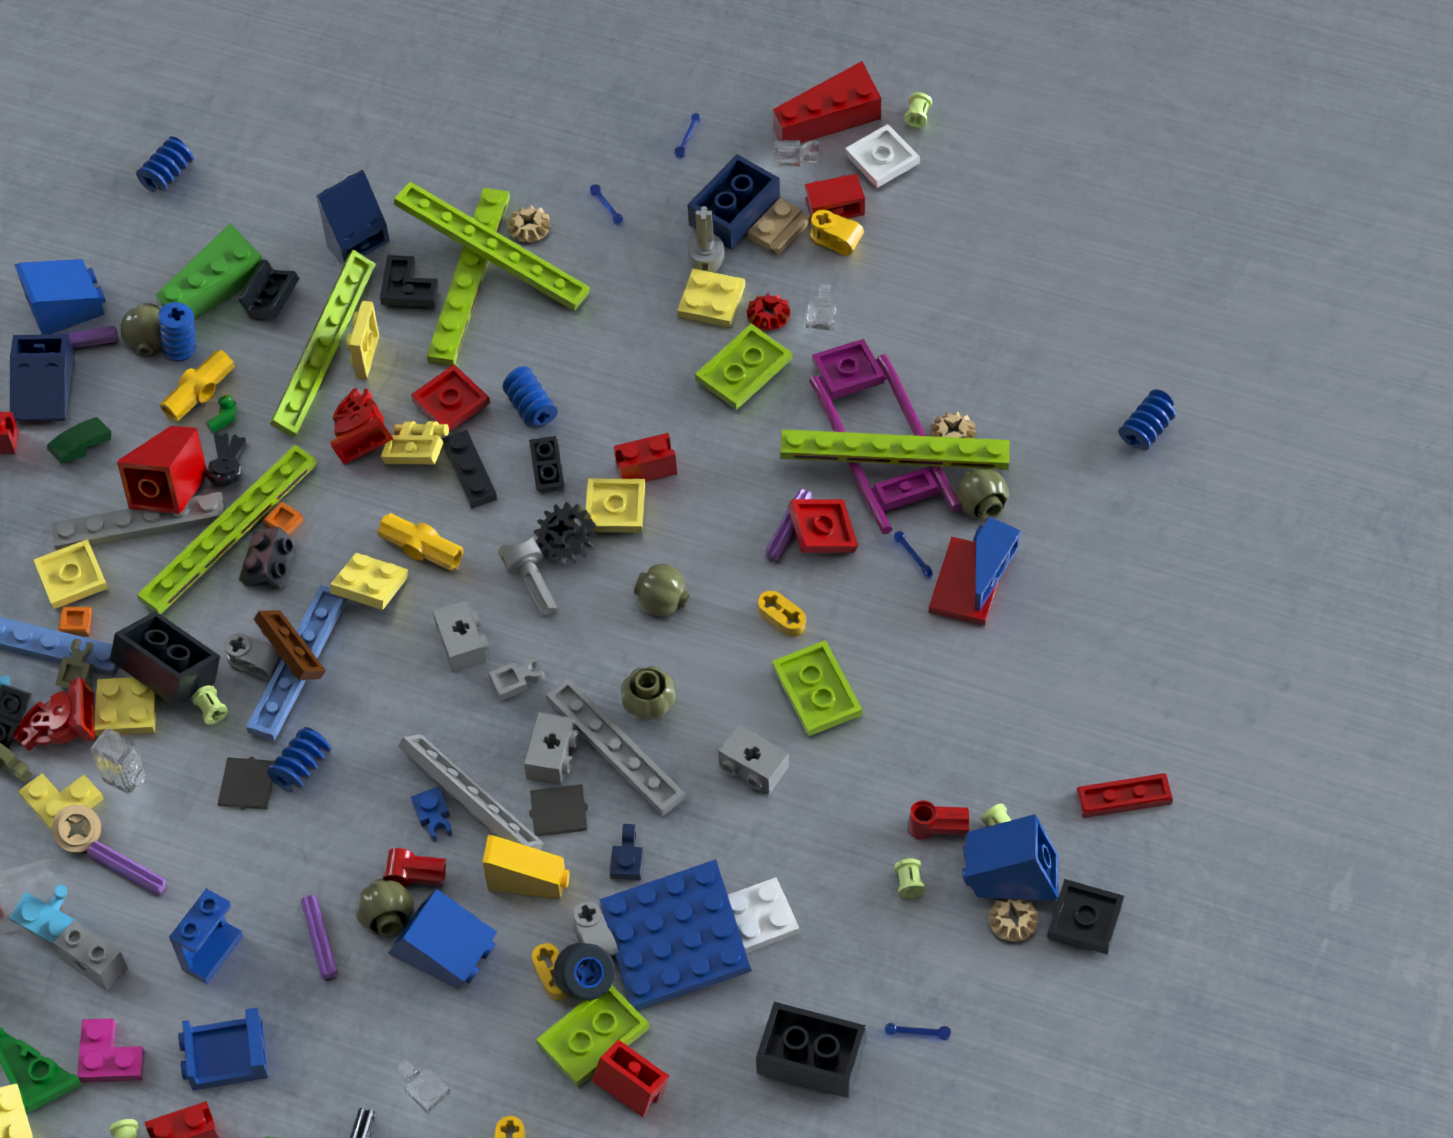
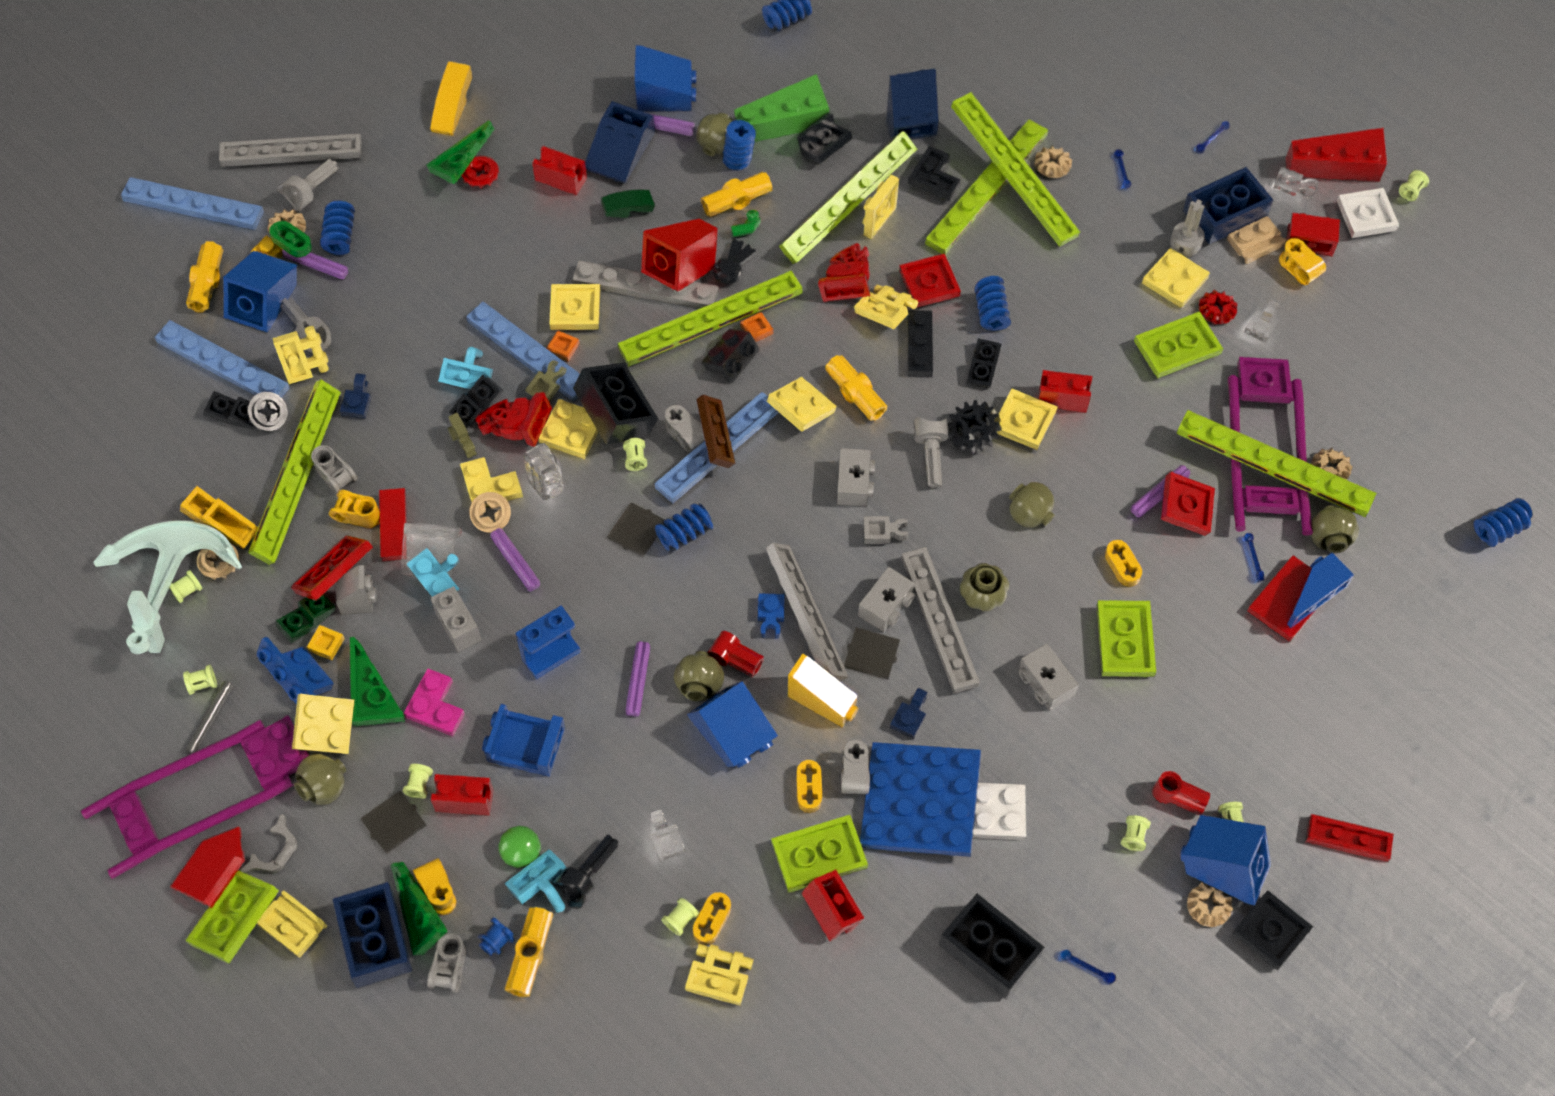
camera: 20 degrees right, 5 degrees up
(595, 976) = (833, 809): black wheel -> none

